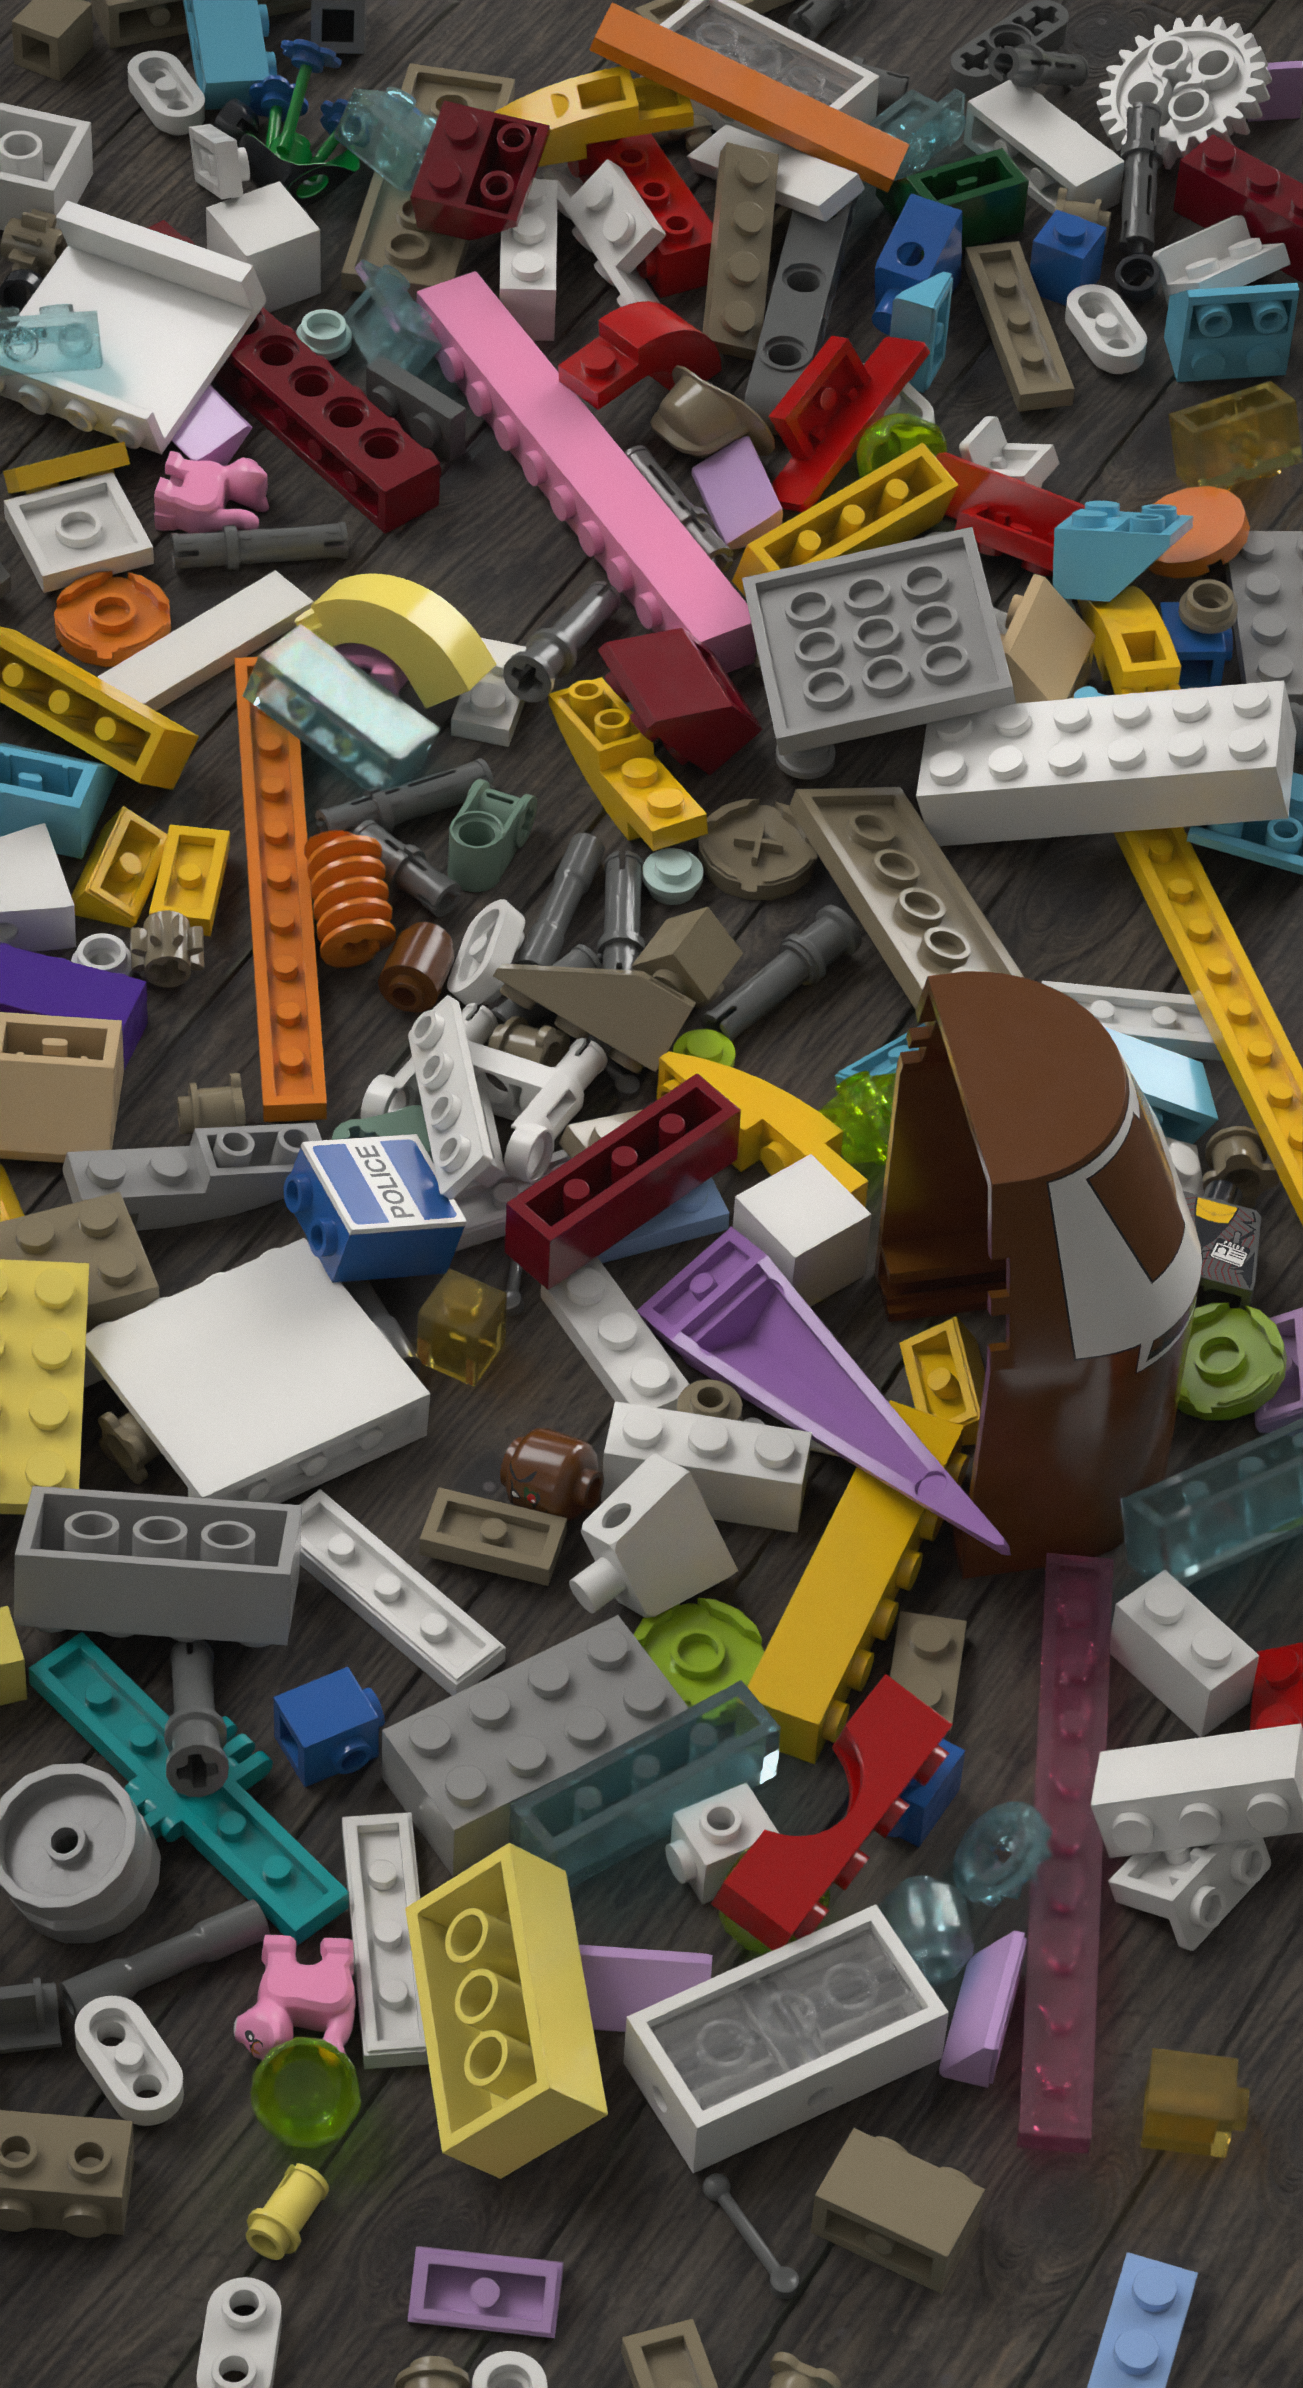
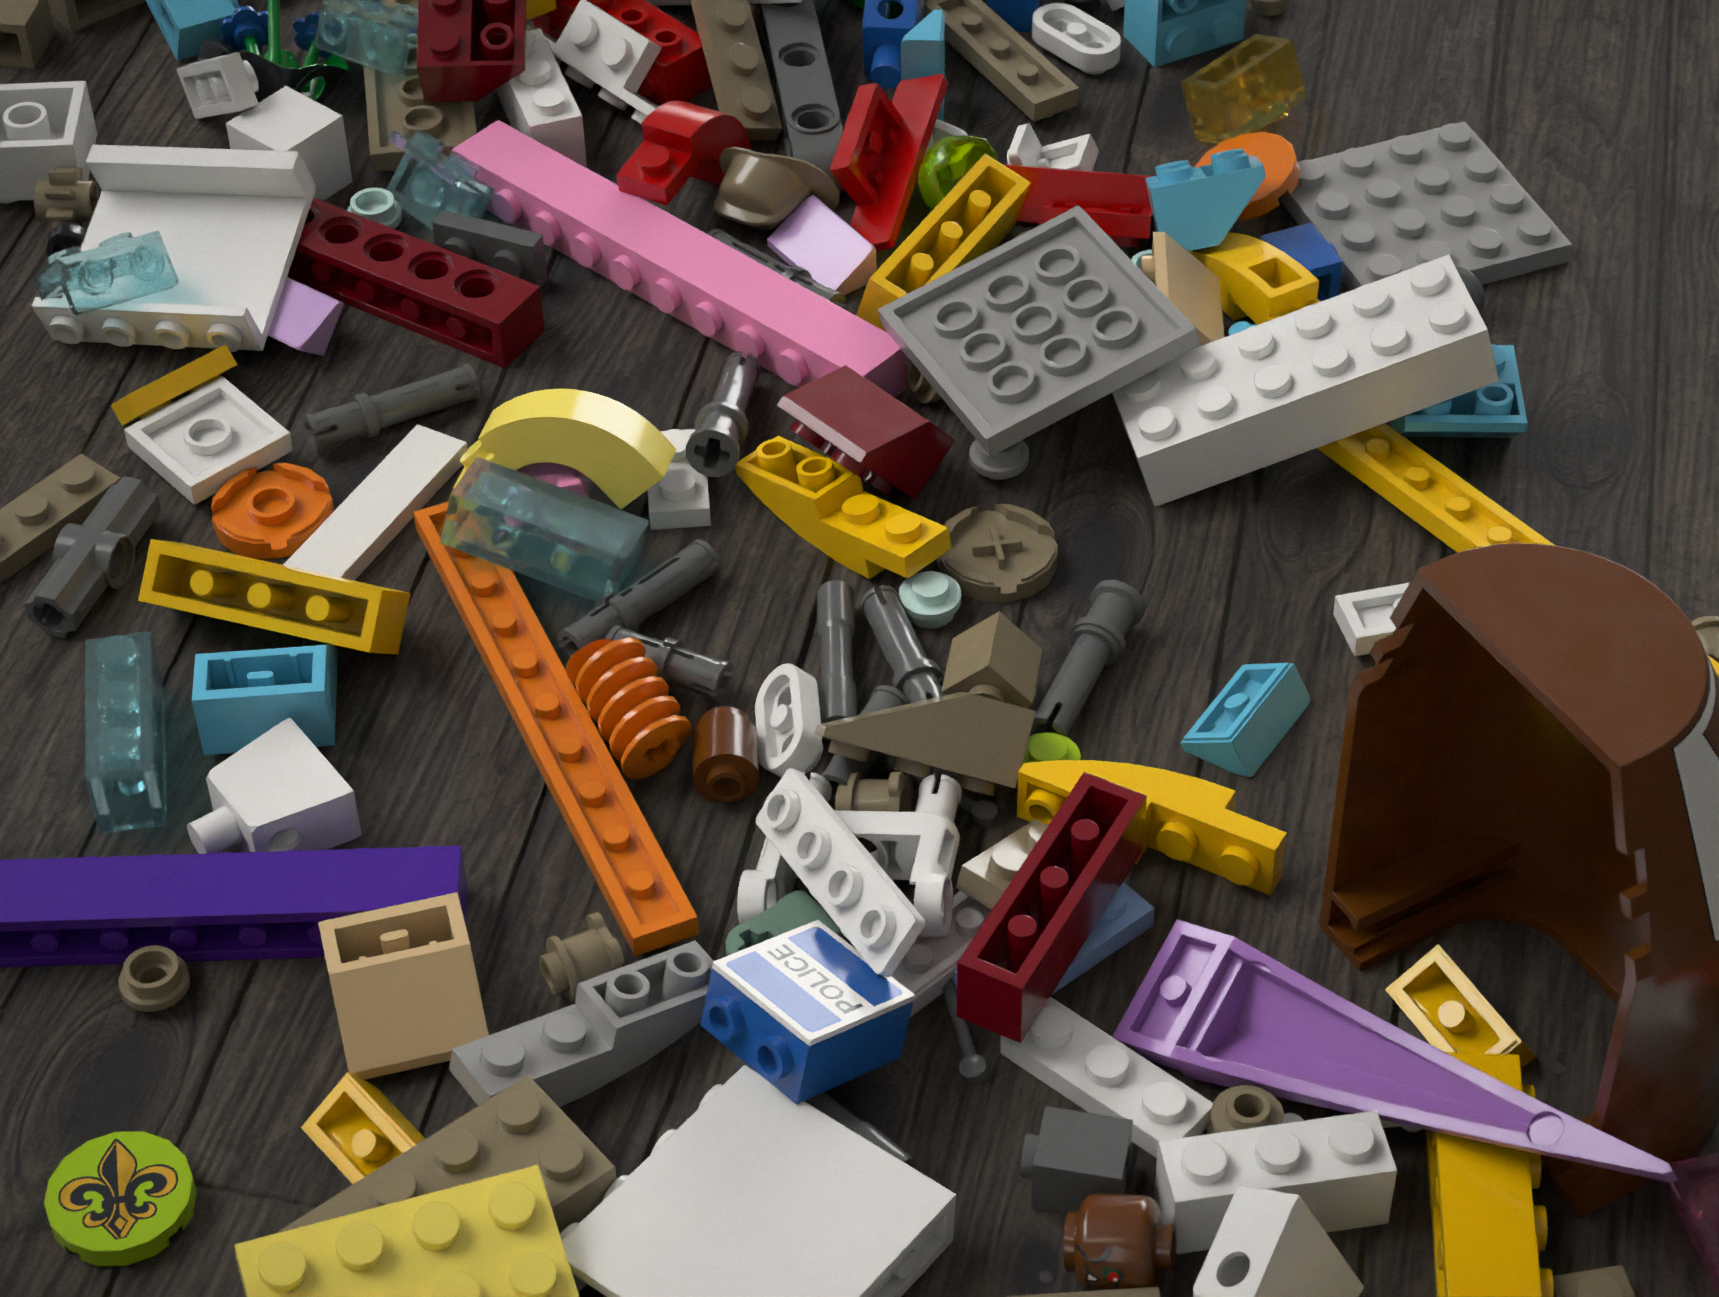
camera: 15 degrees left, 5 degrees down
(104, 953) = (399, 830): white plate -> none
(120, 870) = (379, 744): yellow slope -> none
(166, 92) = (140, 51): white plate -> none
(167, 948) = (463, 808): dark tan gear -> none
(192, 874) = (456, 735): yellow plate -> none
(201, 489) = (312, 374): bright pink animal -> none
(461, 1327) = (947, 1110): clear yellow brick -> none
(487, 835) = (735, 610): sand green piece -> none
(553, 1396) = (1075, 1158): none -> dark grey brick
(807, 1228) = (1251, 892): white head -> none
(864, 1115) = (1261, 764): clear neon green brick -> none
(899, 884) = (1195, 569): dark tan plate -> none
(1208, 607) = (1311, 225): dark tan plate -> none

